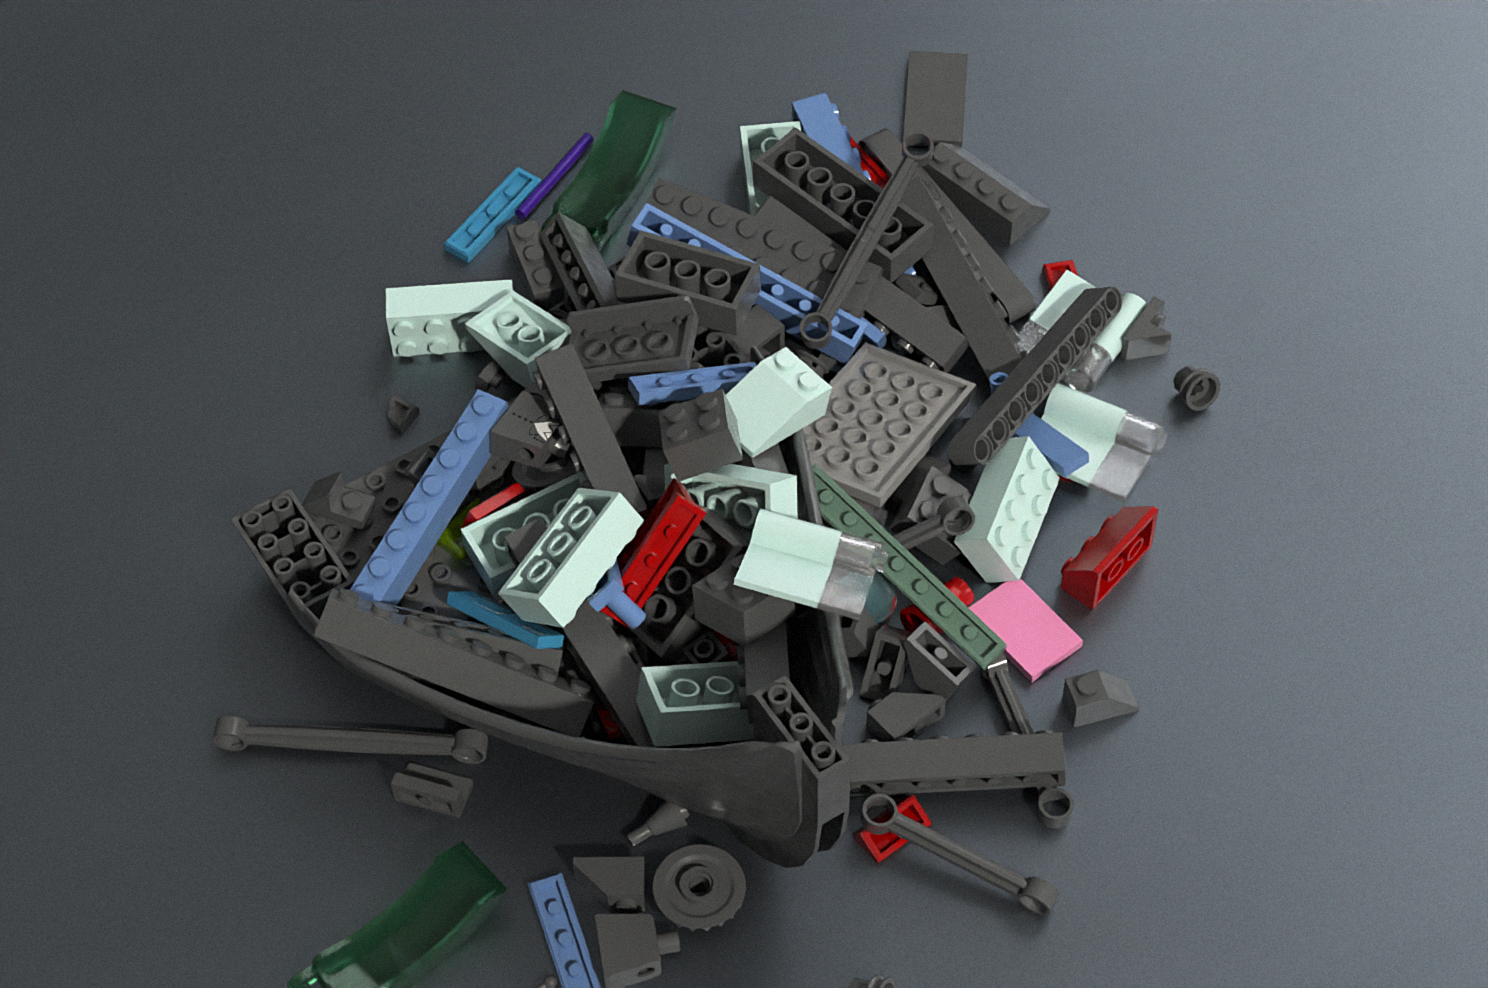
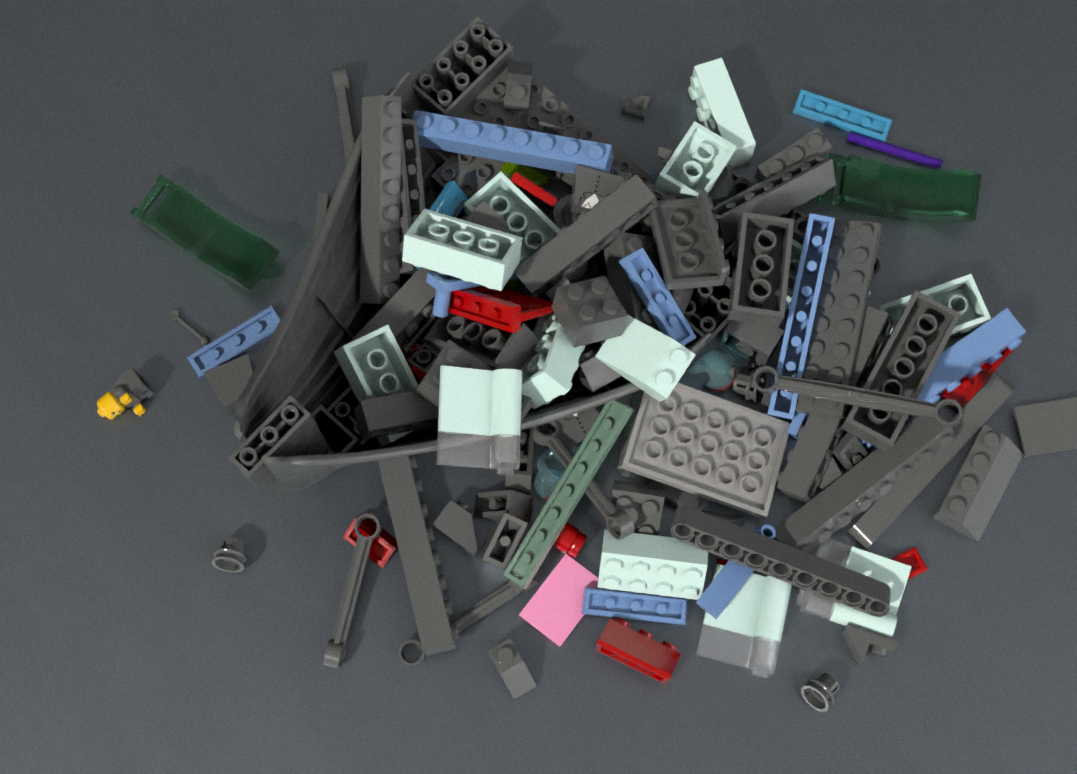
camera: 75 degrees right, 20 degrees up
(1049, 551) = (634, 606): none -> medium blue tile

